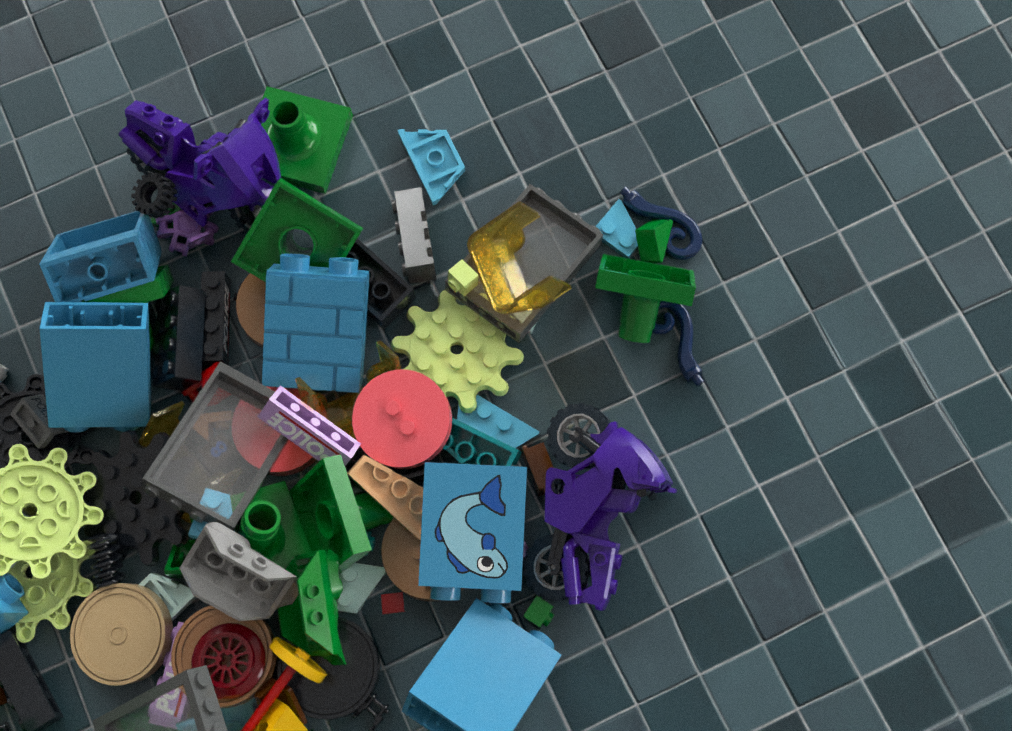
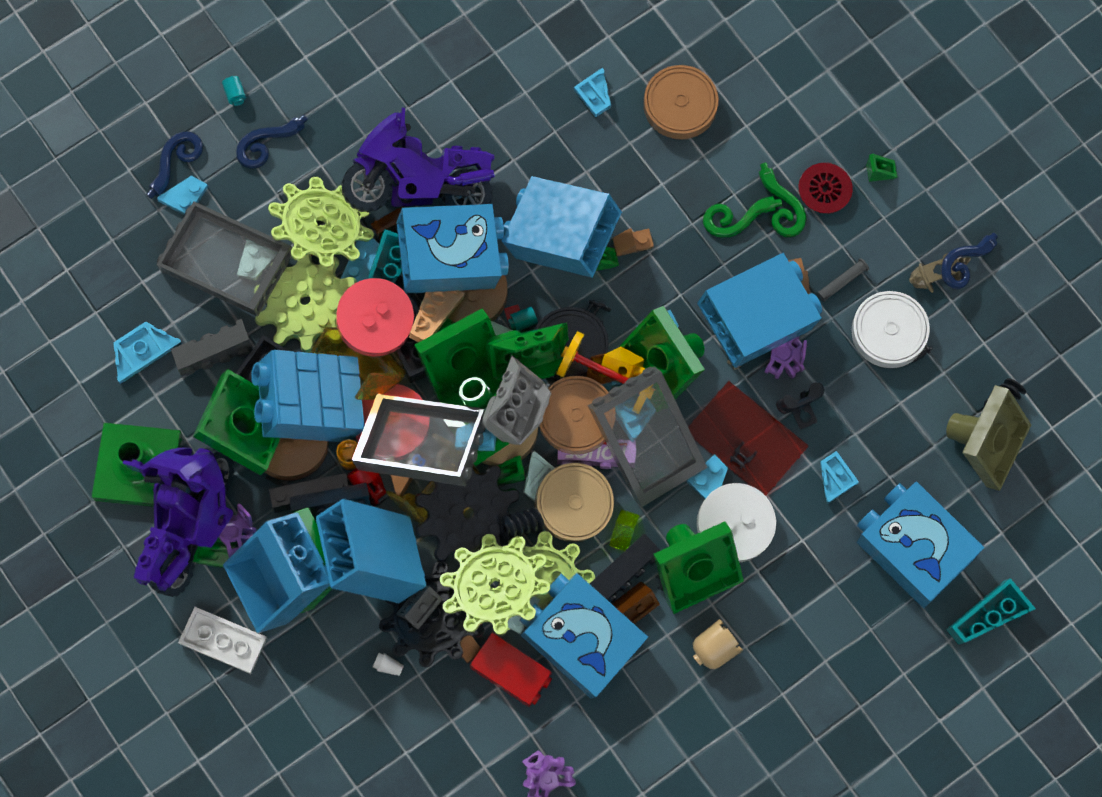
camera: 105 degrees left, 0 degrees up
(72, 201) = (222, 640): none -> white plate
(77, 694) = (624, 530): none -> clear neon green slope
(144, 193) = (219, 558): black tyre -> none
(249, 365) = (345, 453): none -> light orange wheel
(255, 662) = (558, 405): dark red piece -> none
(307, 427) = (395, 380): lavender brick -> none
(377, 612) = (522, 319): none -> teal brick
(462, 278) = (252, 293): yellowish green plate -> none
(494, 259) = (241, 268): clear yellow windscreen -> none
(539, 613) = (502, 205): green plate -> none
(543, 351) = (324, 241): none -> yellowish green plate
(643, 290) = (236, 161): green piece -> none
(653, 240) = (190, 166): green slope -> none
(747, 303) = (234, 90): none -> teal brick

